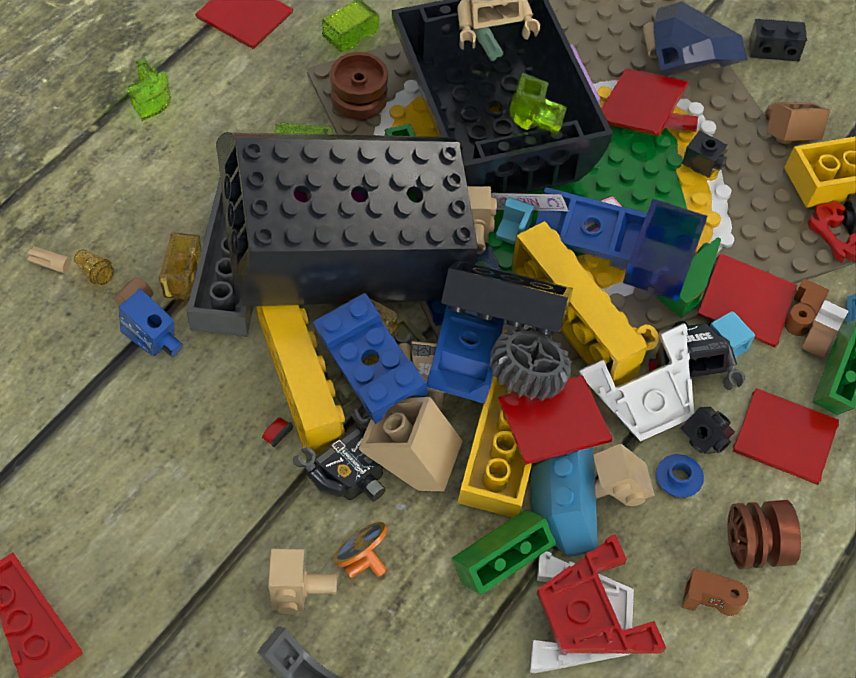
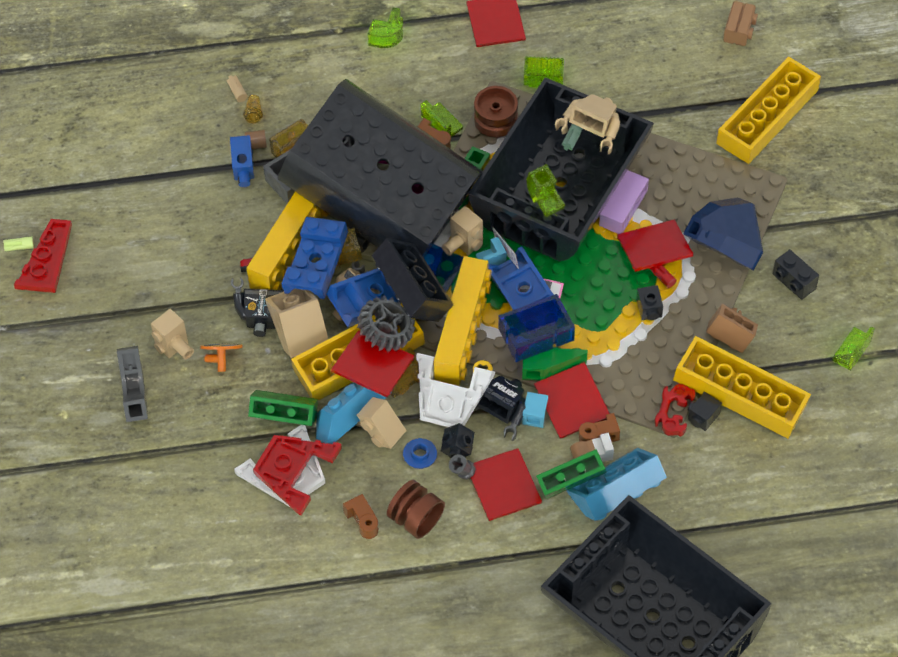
camera: 50 degrees right, 0 degrees up
(744, 442) = (460, 465): none -> dark grey bush

